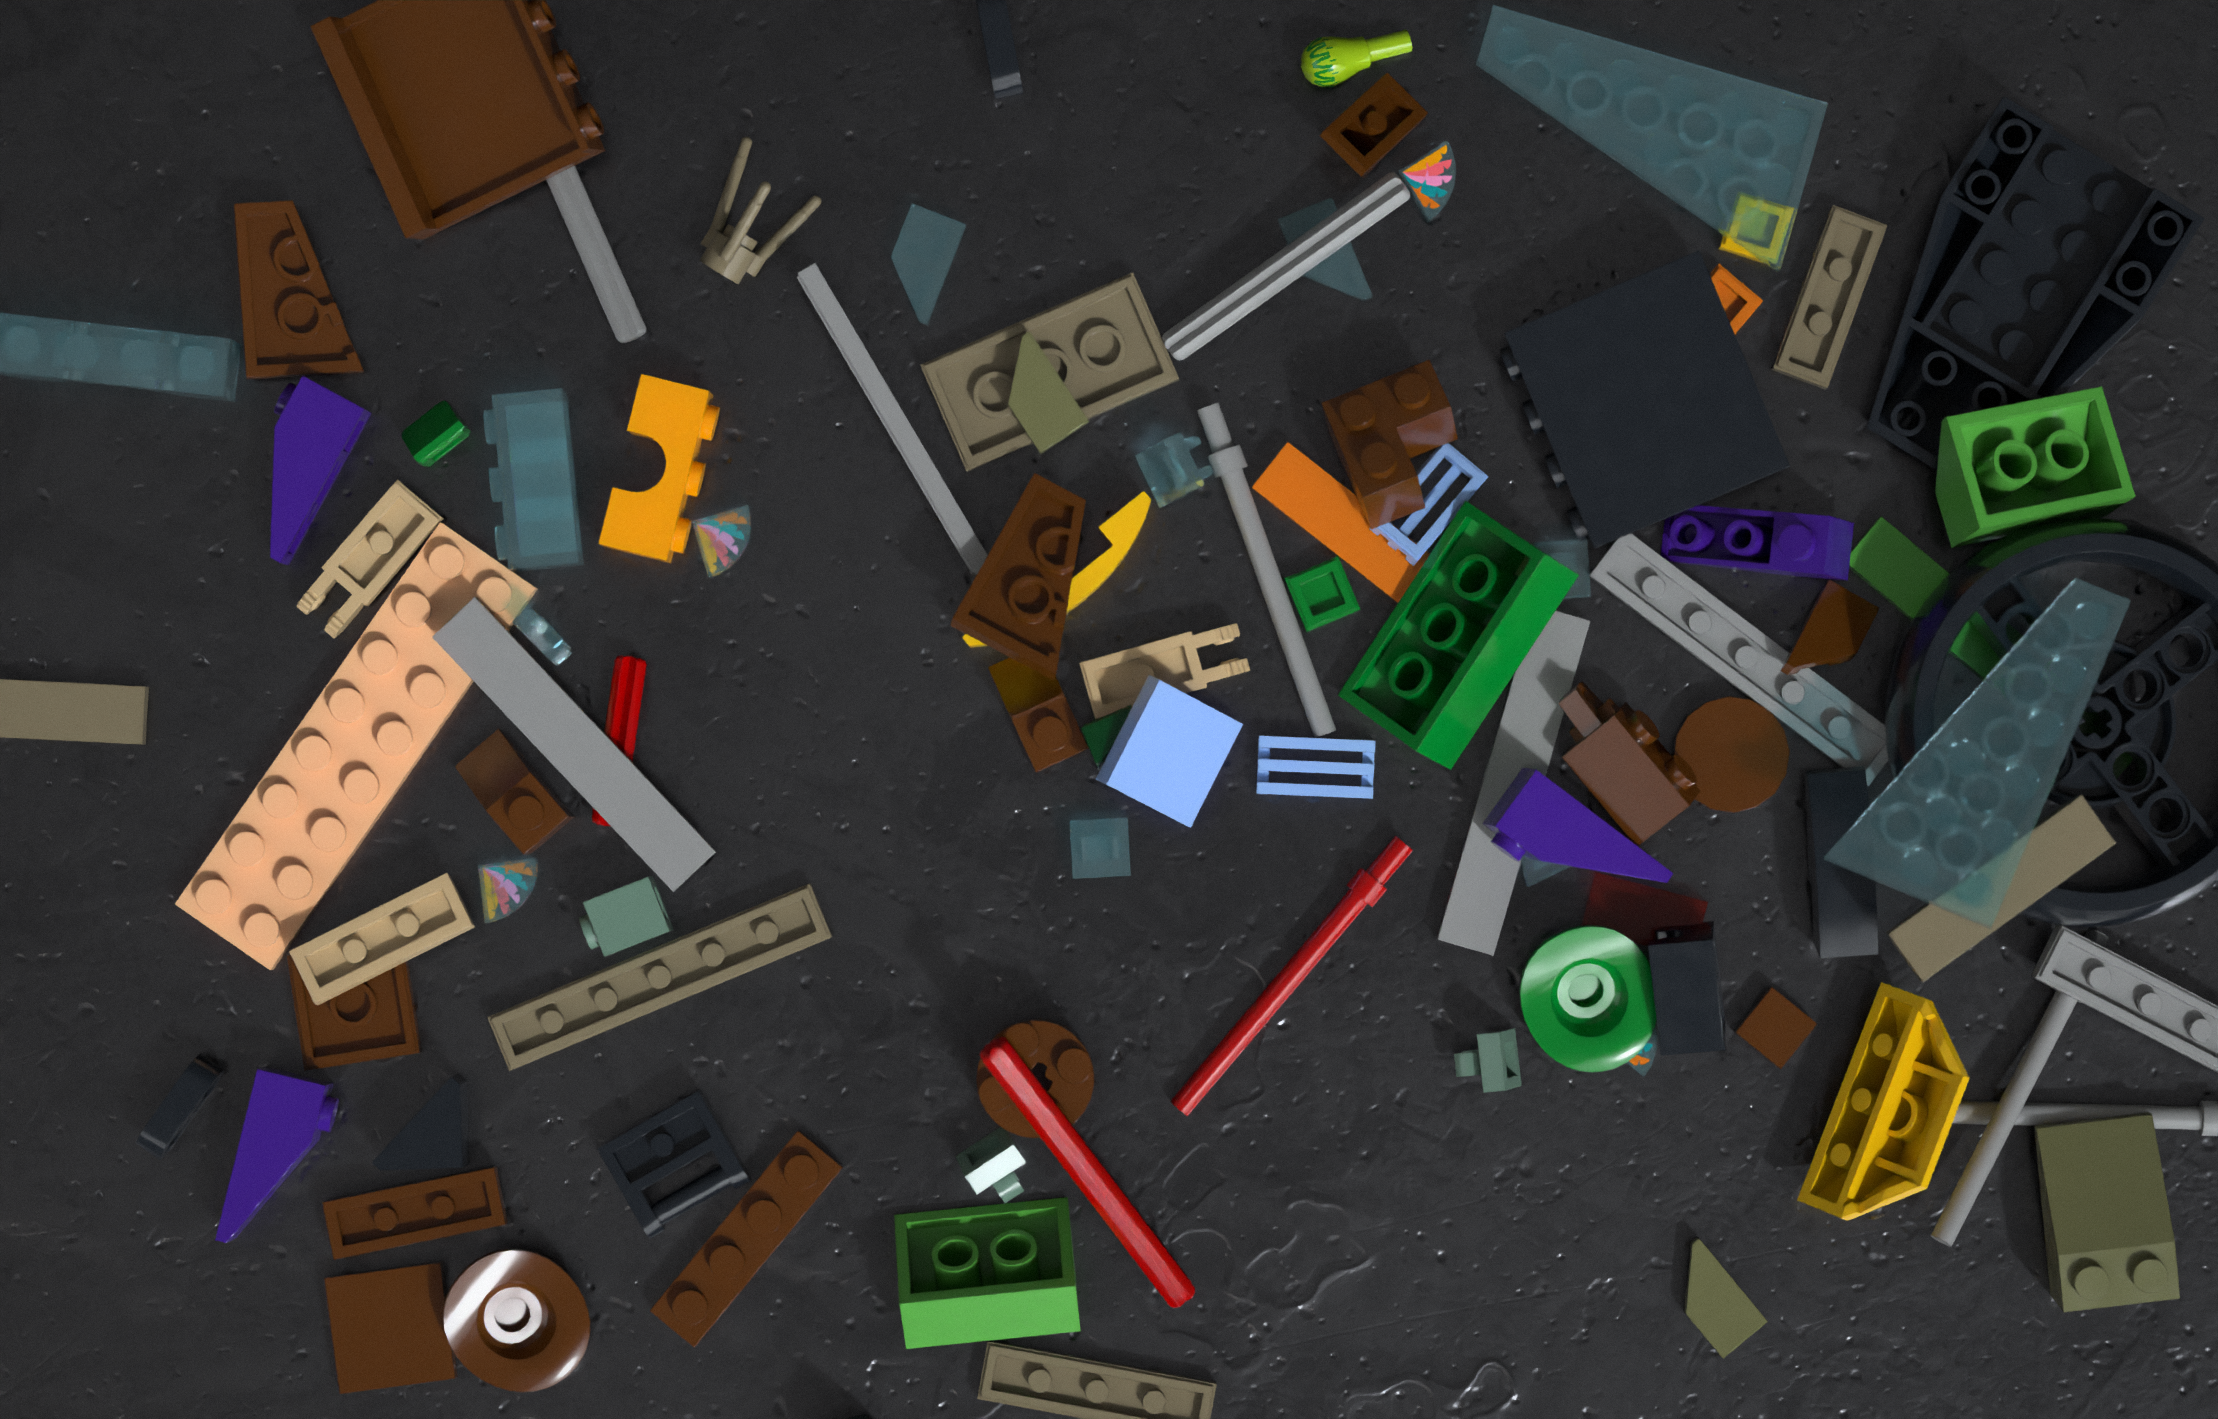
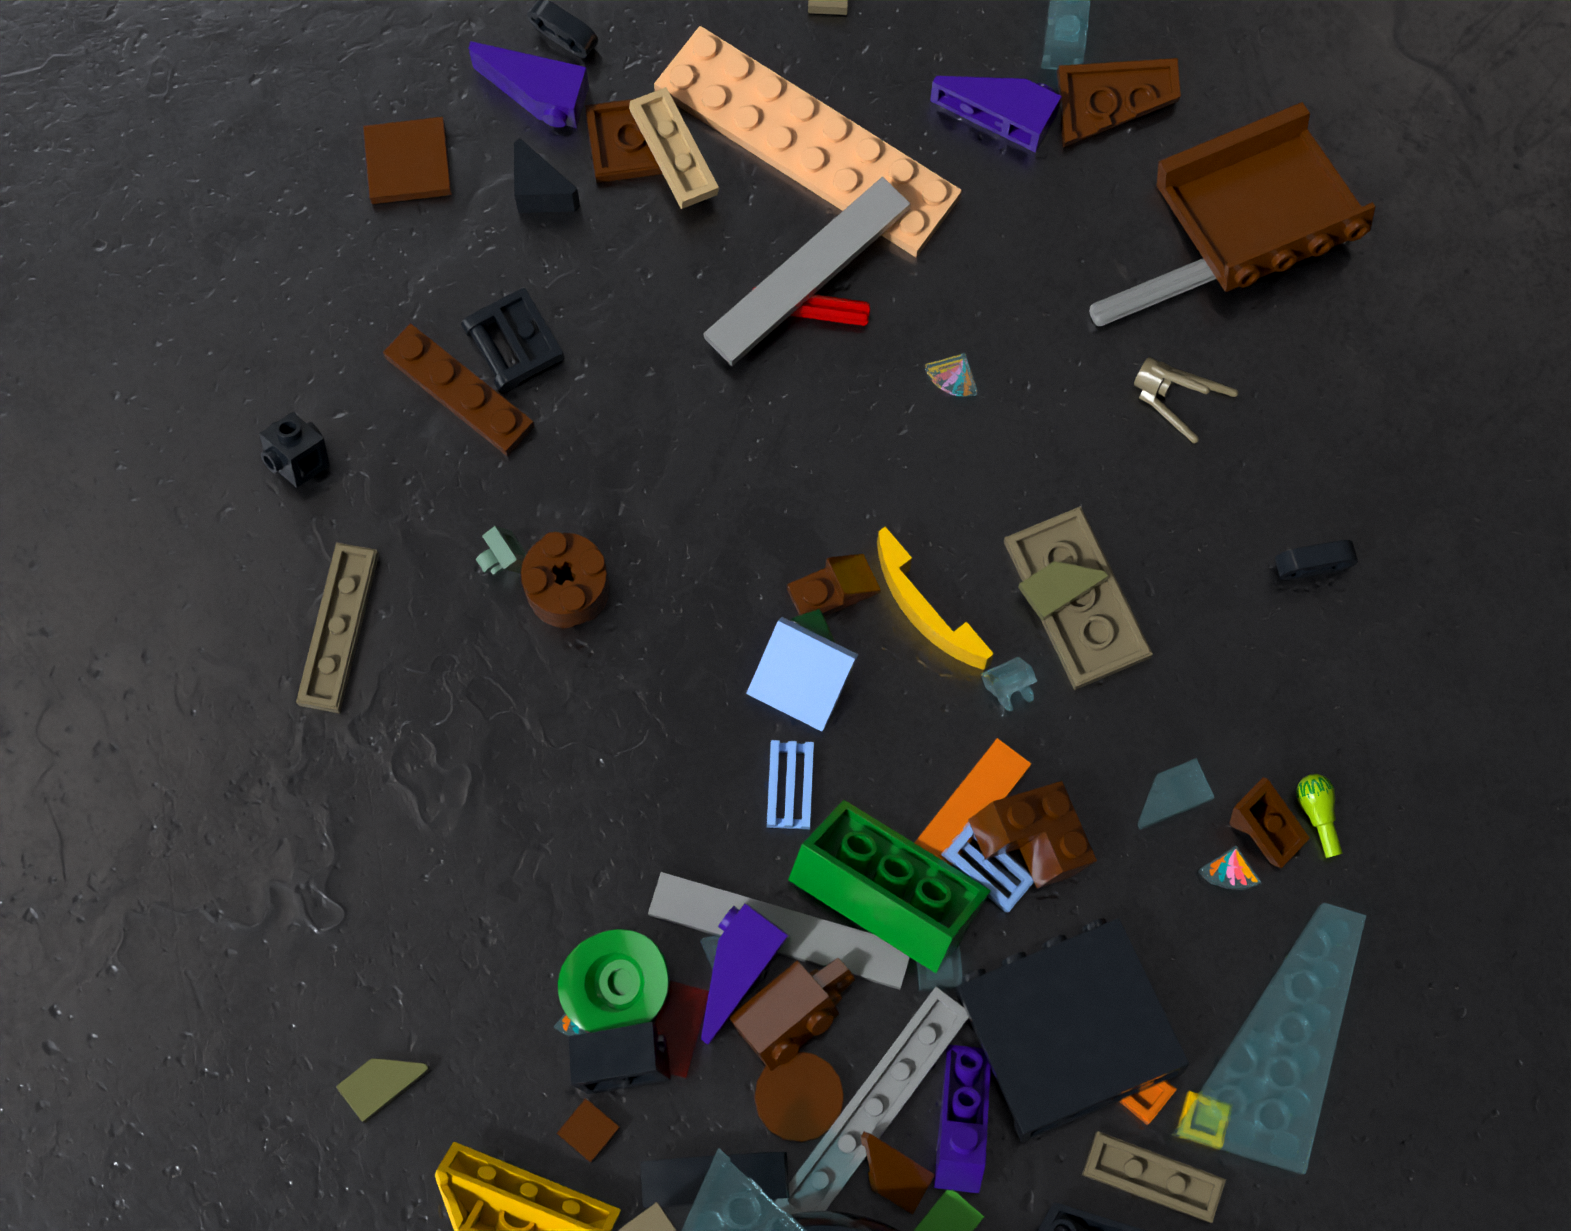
camera: 90 degrees right, 15 degrees down
(373, 554) = (937, 147): tan hinge -> none
(415, 1212) = (485, 173): reddish brown plate -> none
(435, 434) = (1020, 189): green slope -> none
(506, 886) = (708, 234): clear light blue tile -> none
(513, 793) = (771, 237): reddish brown slope -> none
(516, 1320) = (407, 233): reddish brown hat -> none
(534, 480) = (992, 250): clear light blue brick -> none
(543, 636) = (884, 254): clear light blue tile -> none
(625, 917) = (686, 307): sand green brick -> none
(653, 520) = (1031, 343): light orange arch -> none
(660, 977) = (645, 335): dark tan tile -> none
(893, 418) = (1039, 487): light grey tile -> none
(925, 257) = (1157, 512): clear light blue tile -> none
(986, 1273) = (425, 547): bright green slope -> none
(1026, 579) = (928, 568): reddish brown wing -> none
(1087, 1171) = (494, 607): red axle -> none
(1100, 848) = (731, 630): clear light blue tile -> none
(1119, 677) = (867, 676): tan hinge -> none
(1229, 464) = (1014, 722): light grey bar -> none
(1286, 266) = (1163, 761): light grey axle -> none
(1322, 594) = (918, 790): green tile -> none
(1365, 888) = (698, 819): red bar -> none
(1493, 1060) = (568, 912): sand green tile -> none

